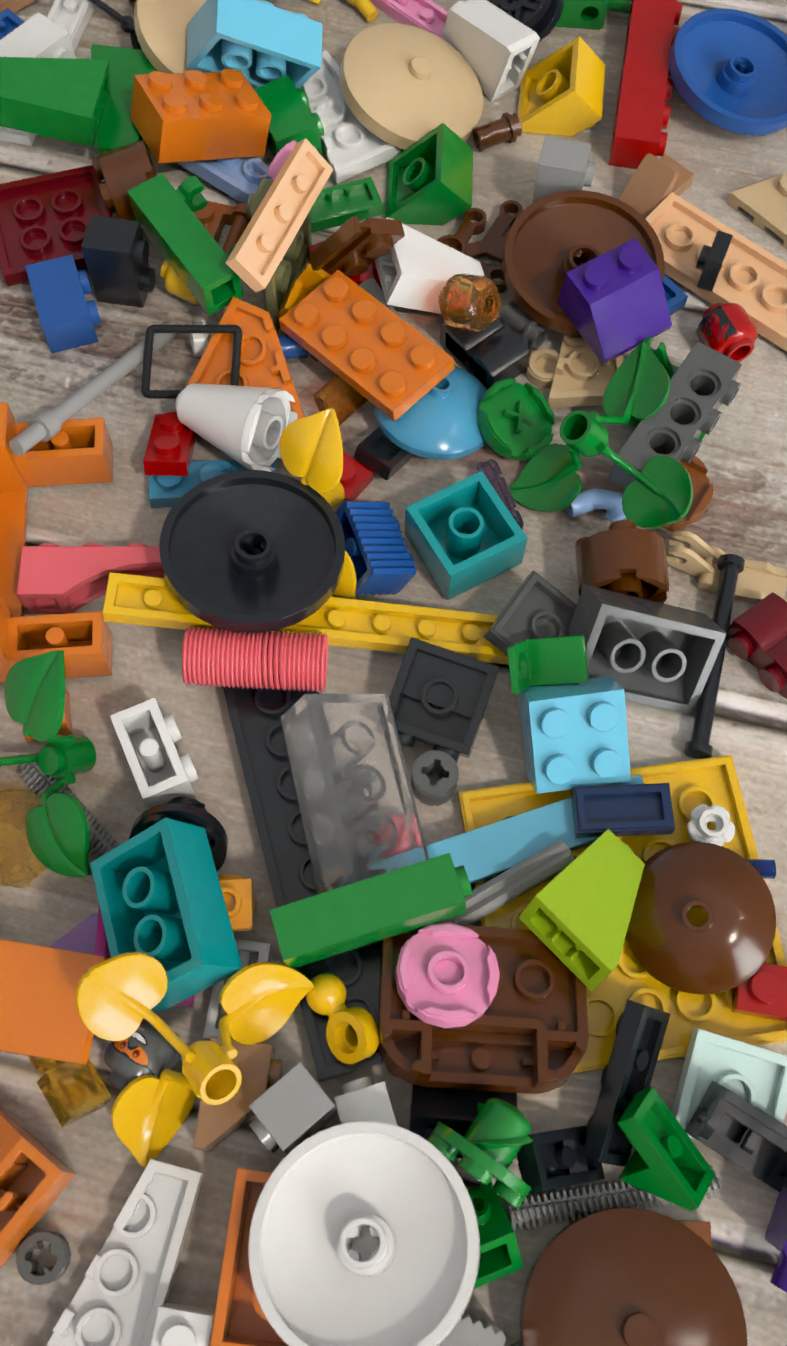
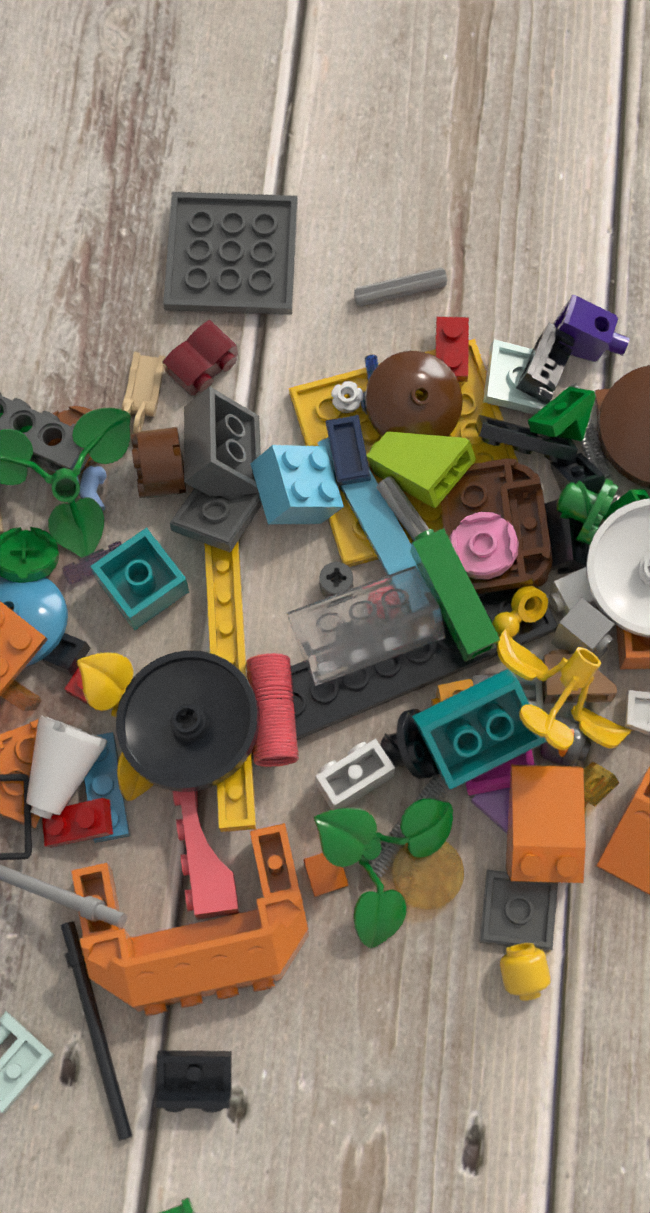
camera: 95 degrees left, 5 degrees up
(375, 547) = (155, 640): blue brick -> none
(441, 698) = (279, 578): black plate -> none
(547, 662) = (249, 499): green bracket -> none
(699, 747) = (186, 397): black bar -> none

